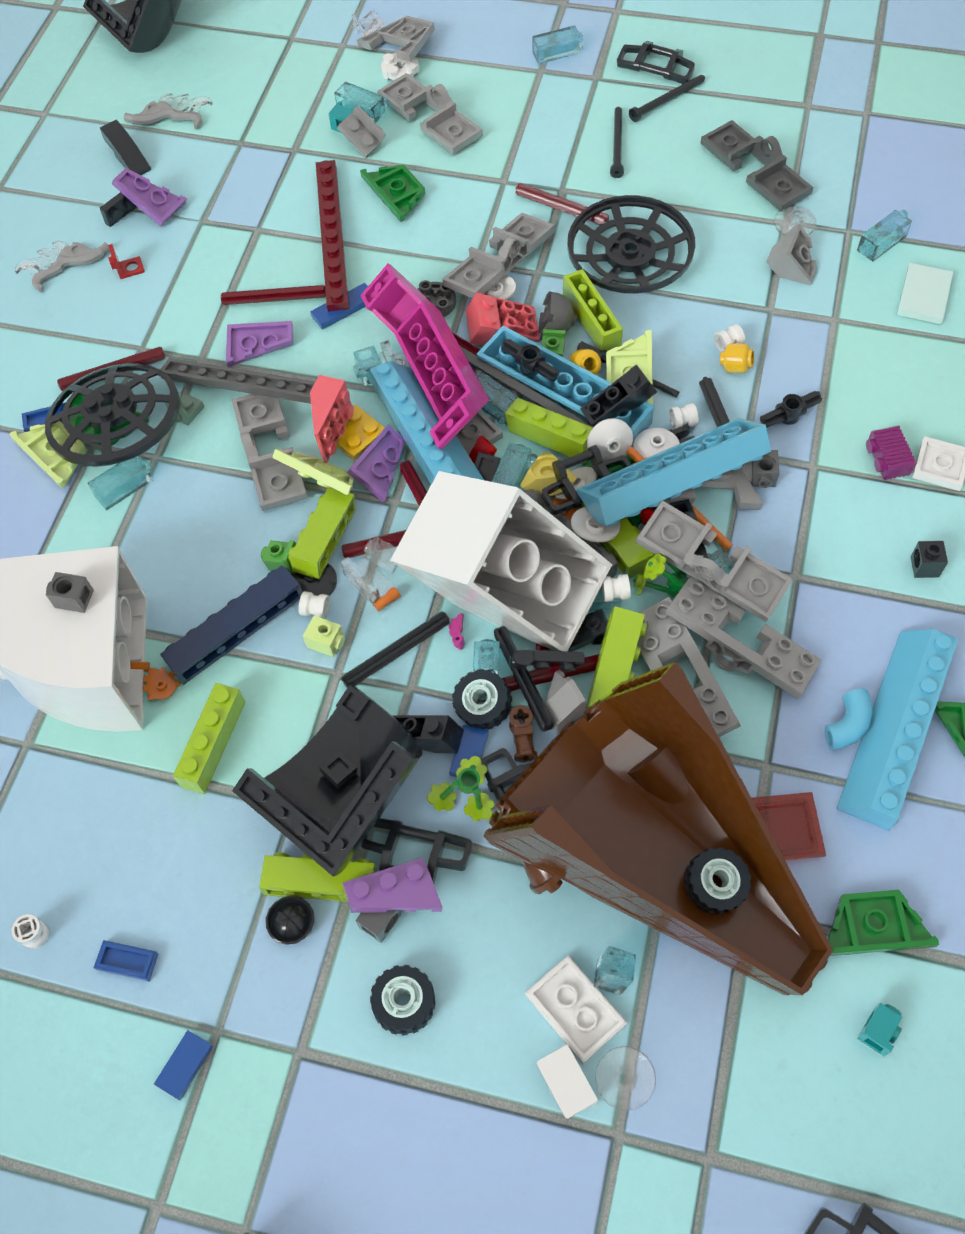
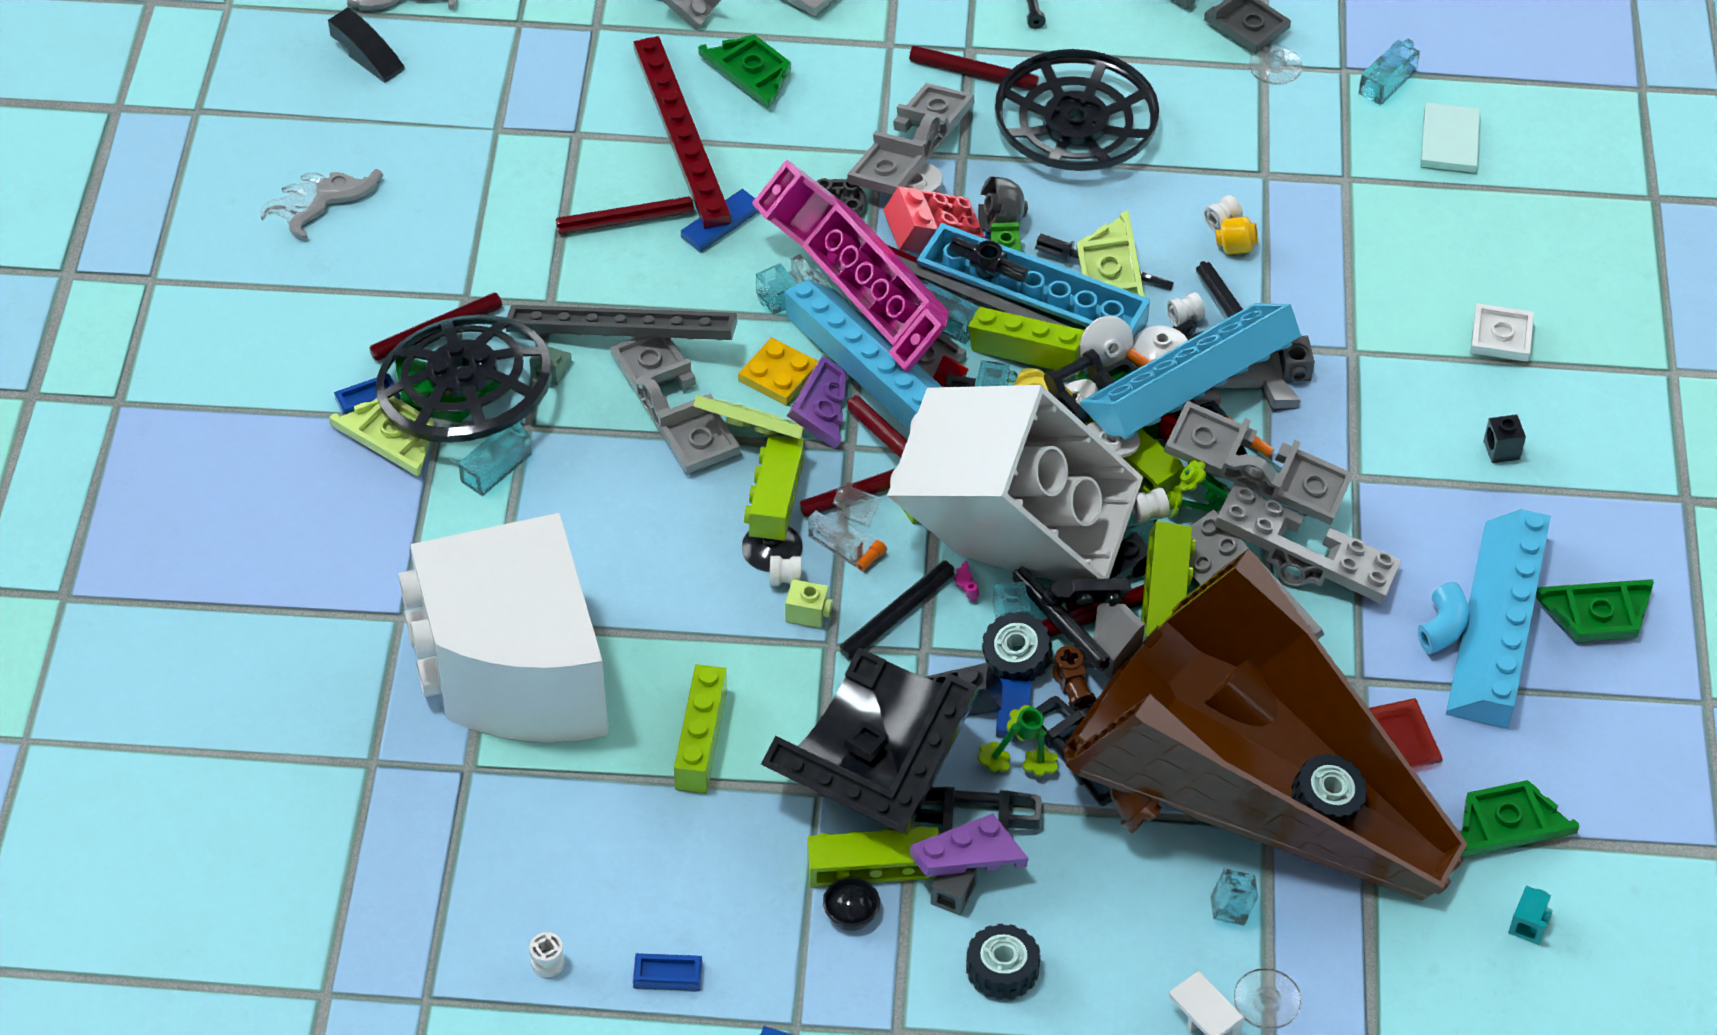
camera: 15 degrees left, 10 degrees down
(77, 597) = (523, 565): dark grey brick -> none
(116, 209) = (388, 114): black hinge -> none
(121, 266) = (404, 194): red bracket -> none
(151, 199) = (426, 107): medium lavender wing -> none
(159, 684) = (619, 682): orange piece -> none
(232, 624) = (690, 603): dark blue brick -> none
(256, 339) = (620, 271): medium lavender wing -> none
(277, 555) = (727, 522): bright green brick -> none
(330, 413) = (750, 346): coral slope -> none
(575, 1009) = (1196, 942): white tile -> none
(587, 359) = (1055, 253): yellow head -> none
(592, 311) = (1048, 196): lime brick -> none
(620, 397) = (1108, 291): black slope -> none
(791, 409) = (1315, 287): black axle -> none
(792, 258) = (1280, 108): light grey slope -> none
(890, 452) = (1440, 326): magenta brick -> none

